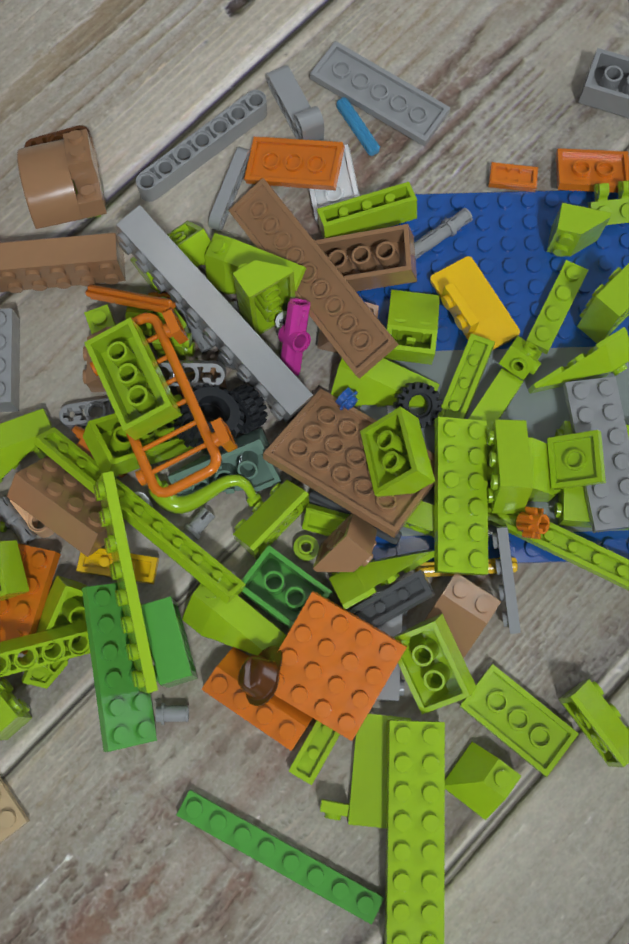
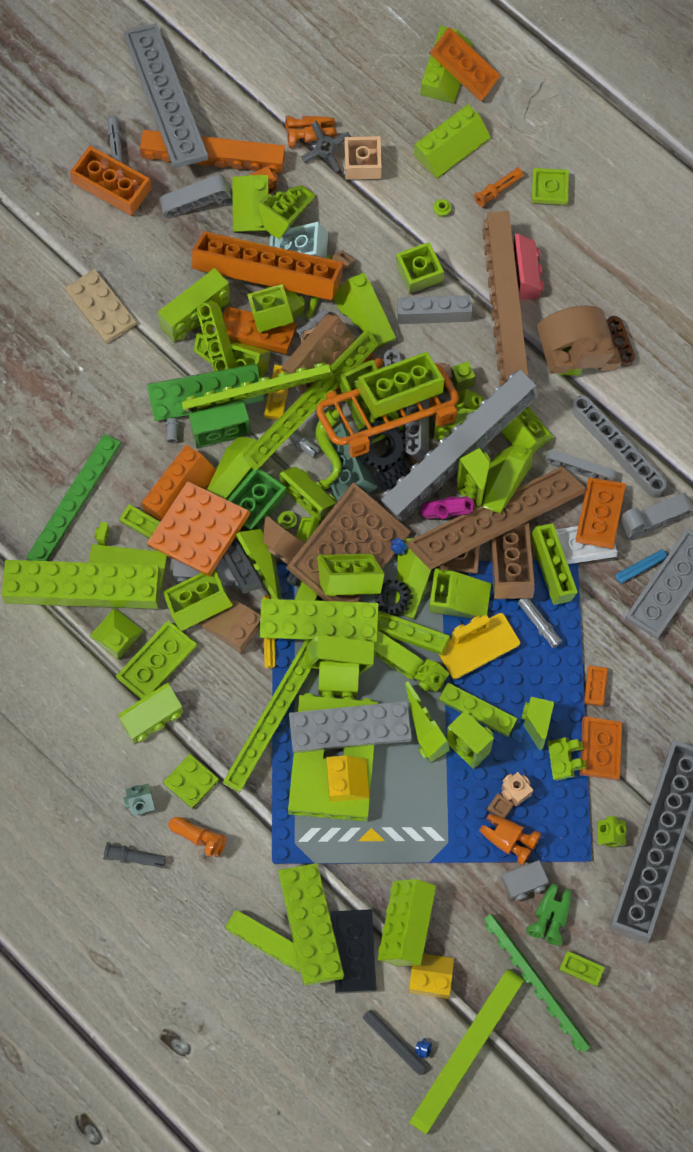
camera: 90 degrees right, 5 degrees down
(130, 299) = (477, 391): orange axle -> none
(260, 675) = (192, 477): reddish brown piece -> none
(506, 591) = (256, 655): light grey plate -> none
(532, 522) = (296, 669): orange gear -> none
(576, 460) = (341, 700): lime plate -> none

